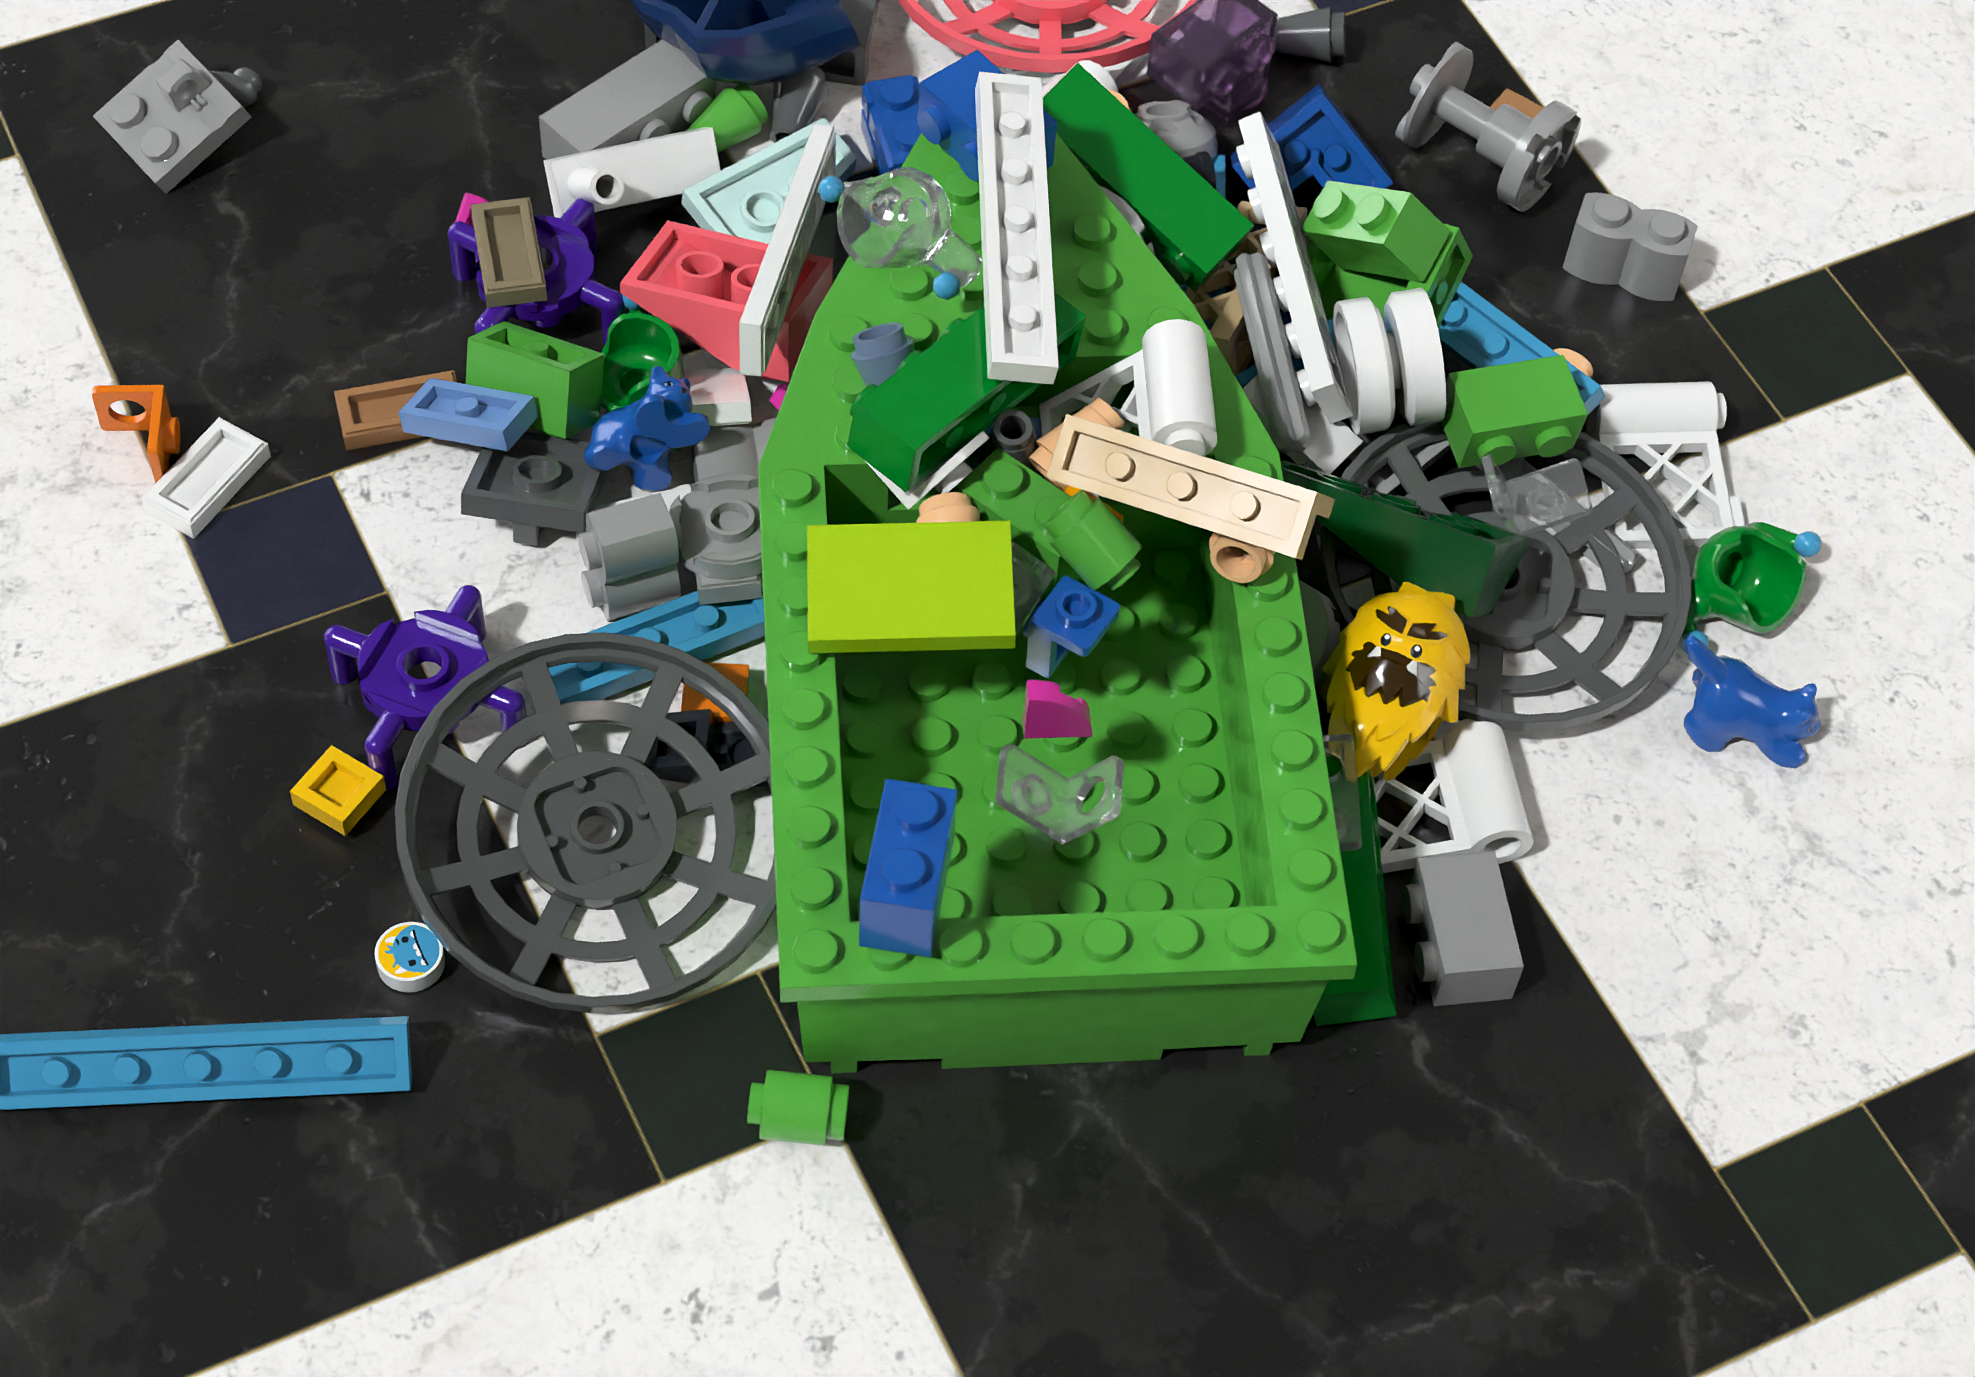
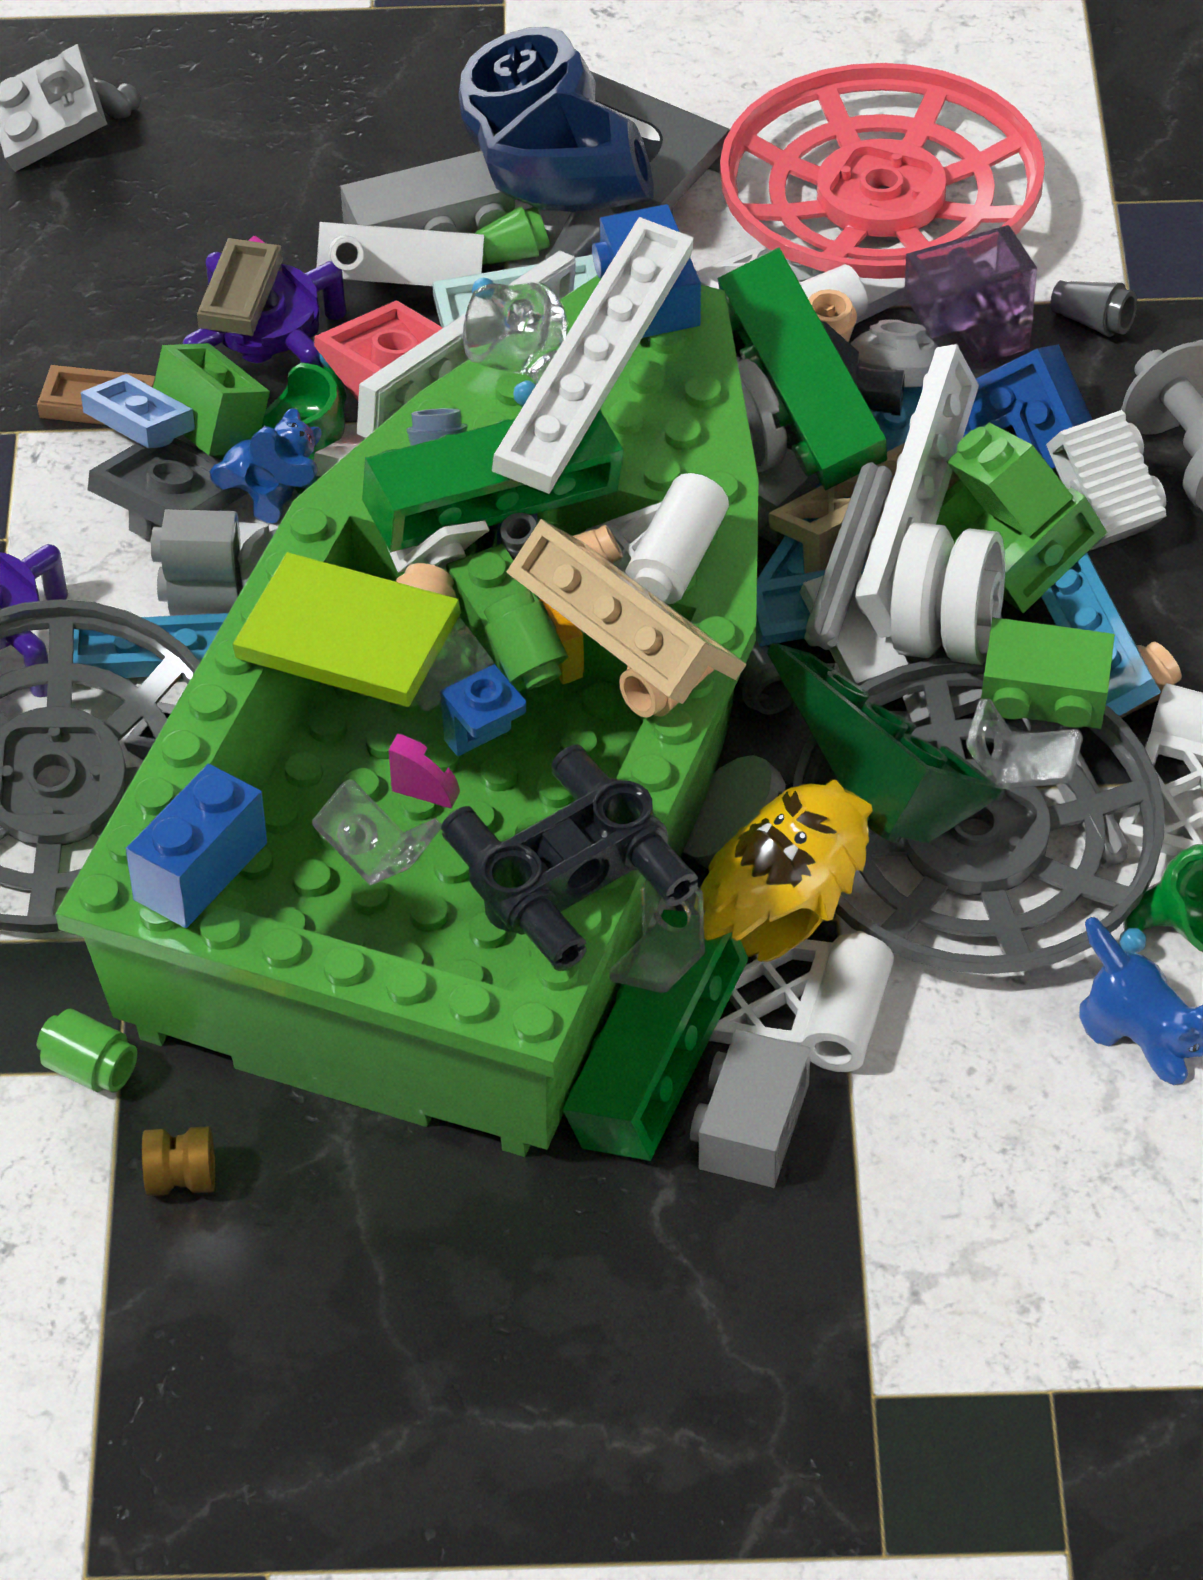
camera: 30 degrees right, 5 degrees down
(958, 1188) = (178, 1161): none -> pearl gold wheel
(1270, 751) = (568, 856): none -> black piece
(1432, 177) = (1108, 467): none -> white brick

